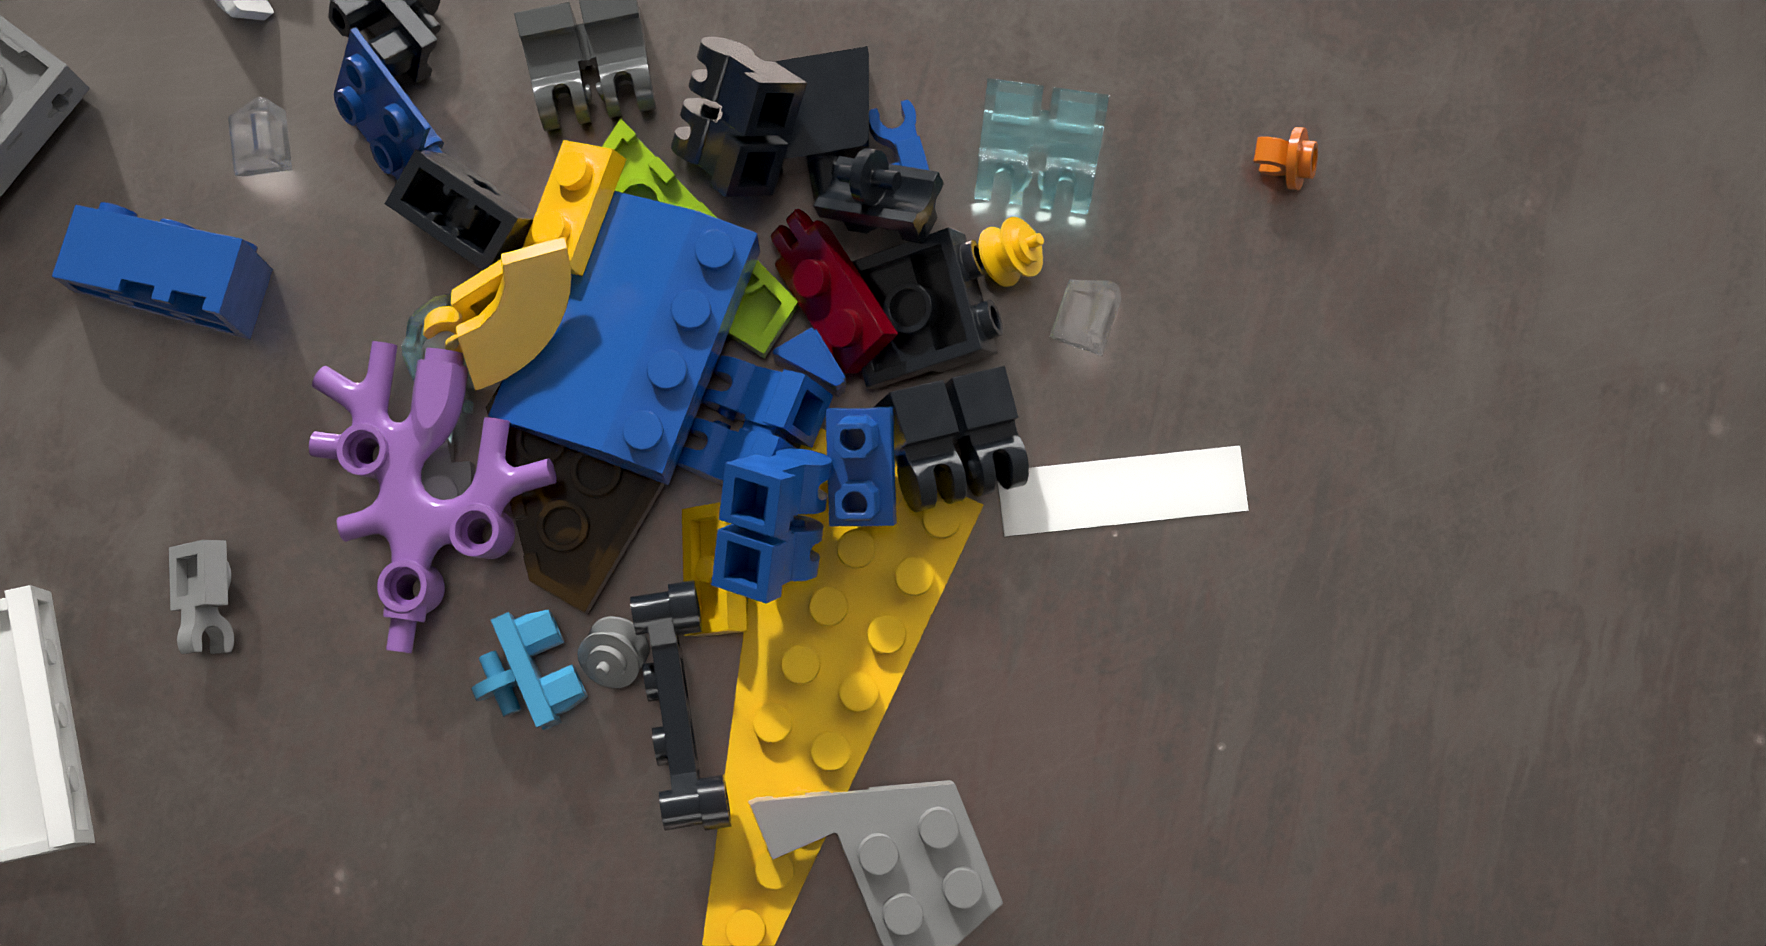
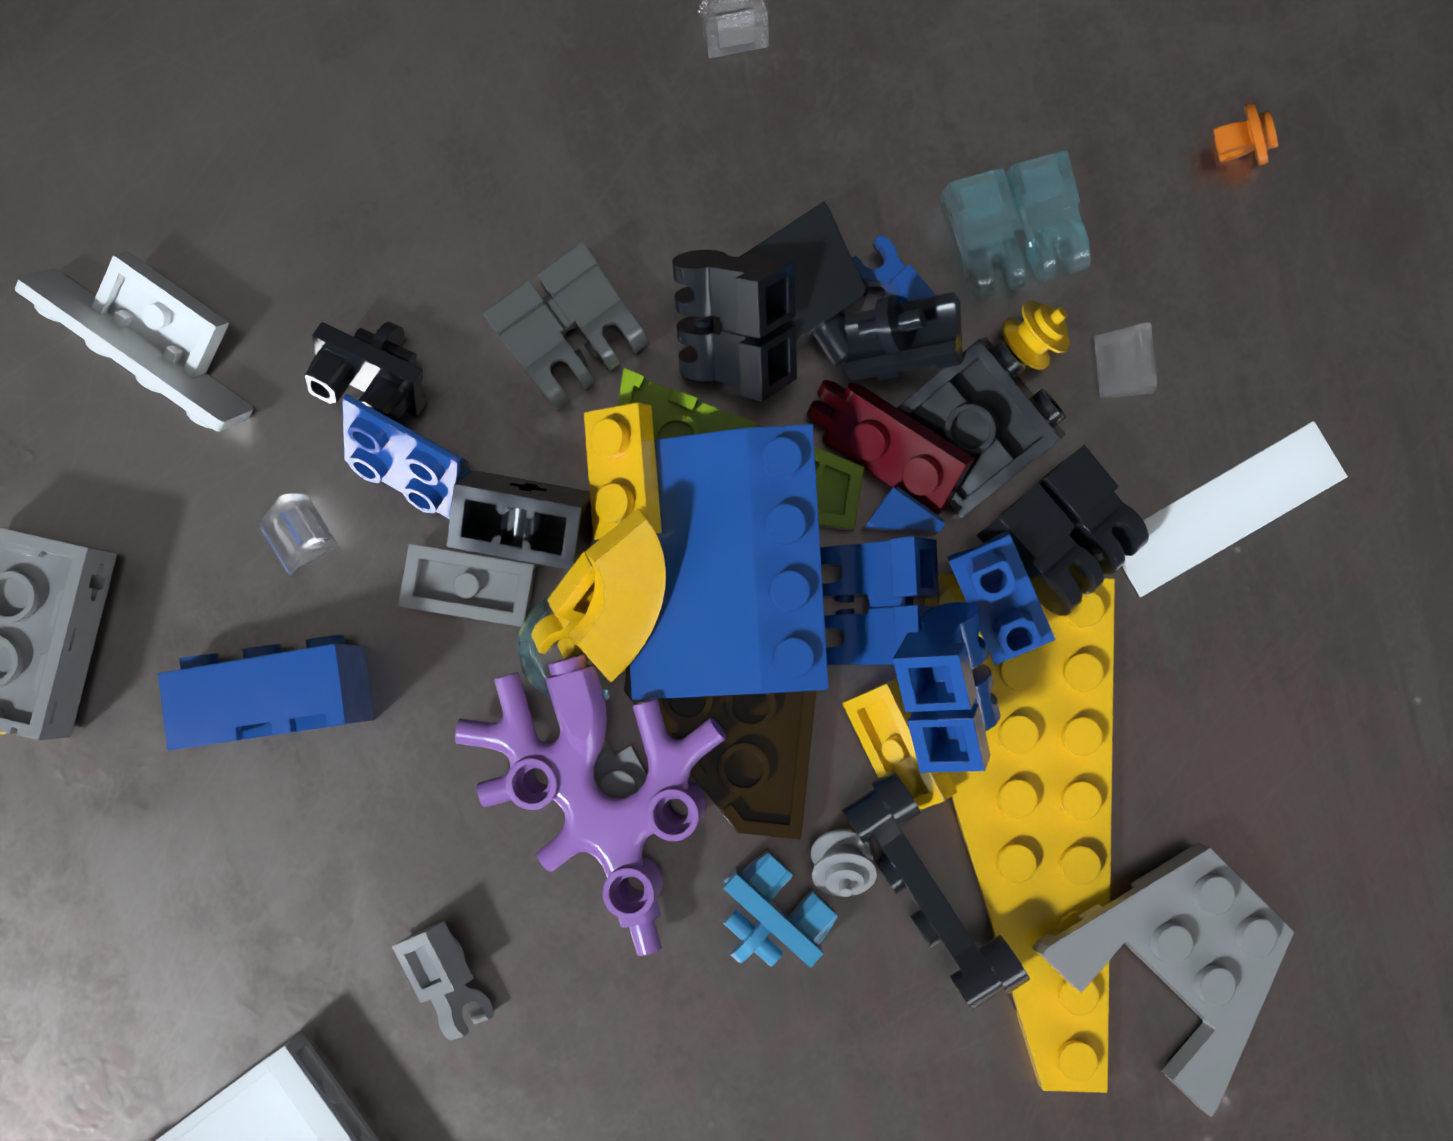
camera: 20 degrees left, 5 degrees up
(389, 251) = (467, 585): none -> light grey plate

